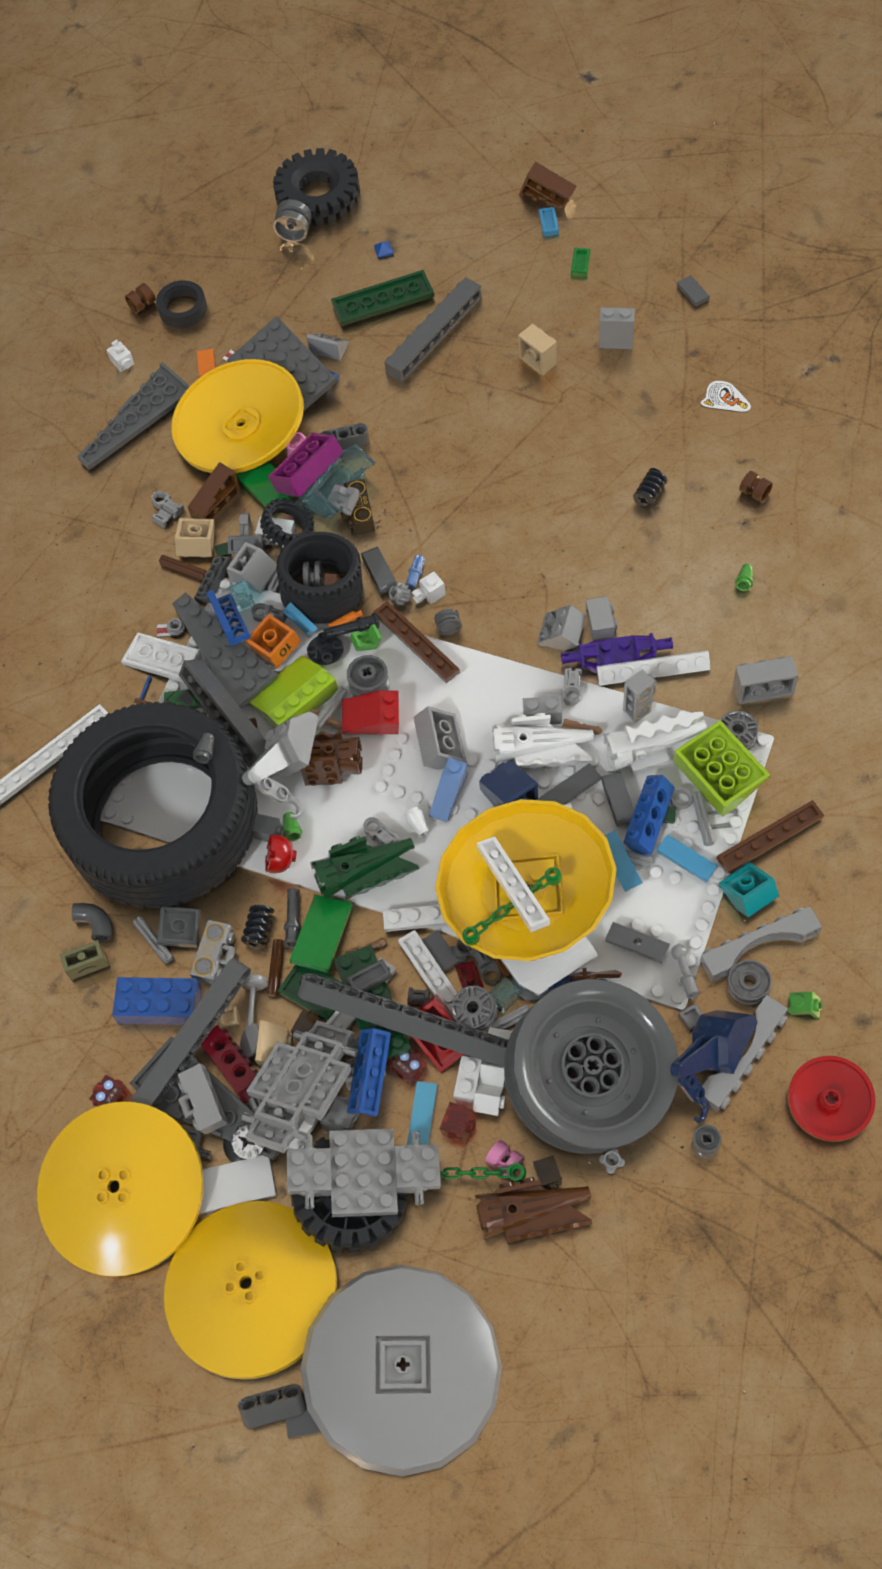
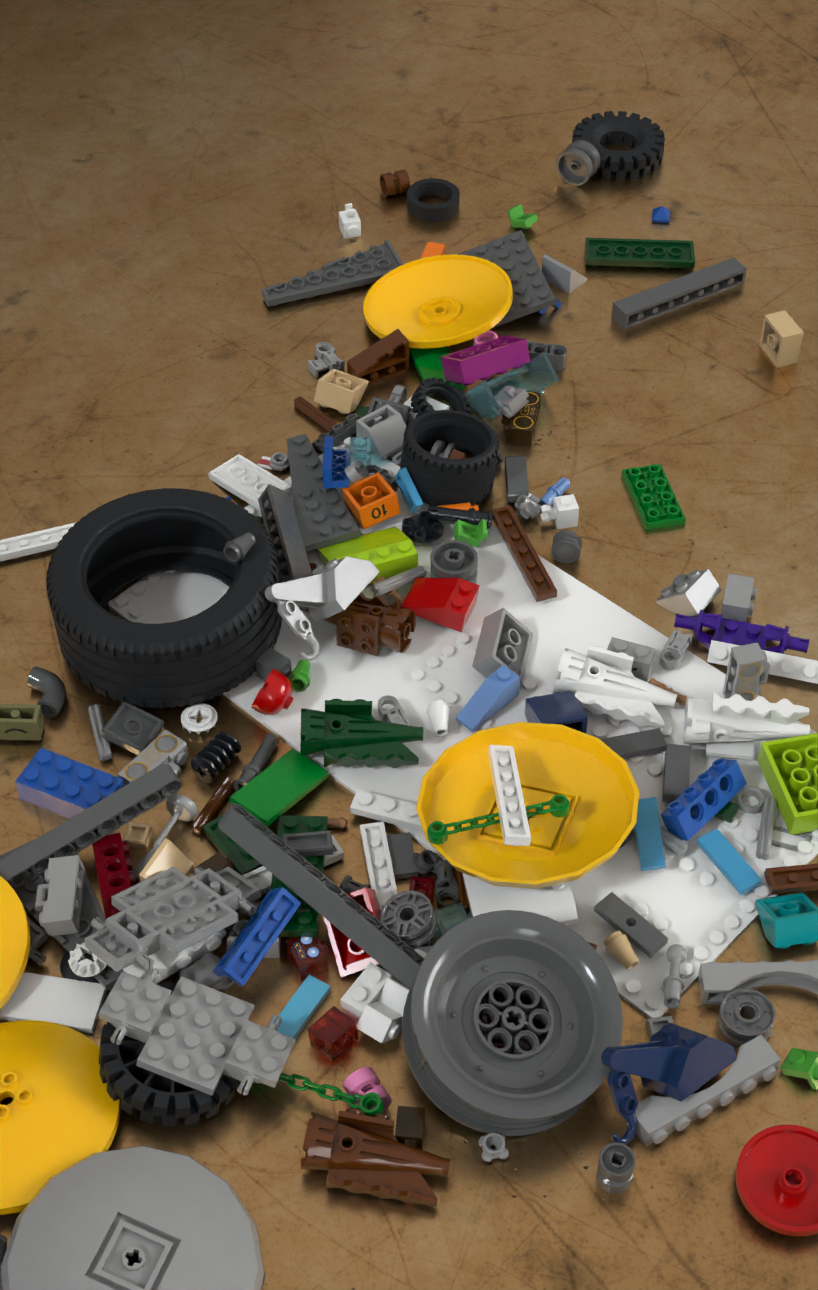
camera: 15 degrees right, 15 degrees down
(231, 888) = (191, 714): none -> white gear
(249, 618) = (356, 471): none -> light grey beam
(266, 298) = (519, 219): none -> bright green bracket
(494, 544) = (653, 497): none -> green tile
(639, 966) = (621, 949): none -> tan cone

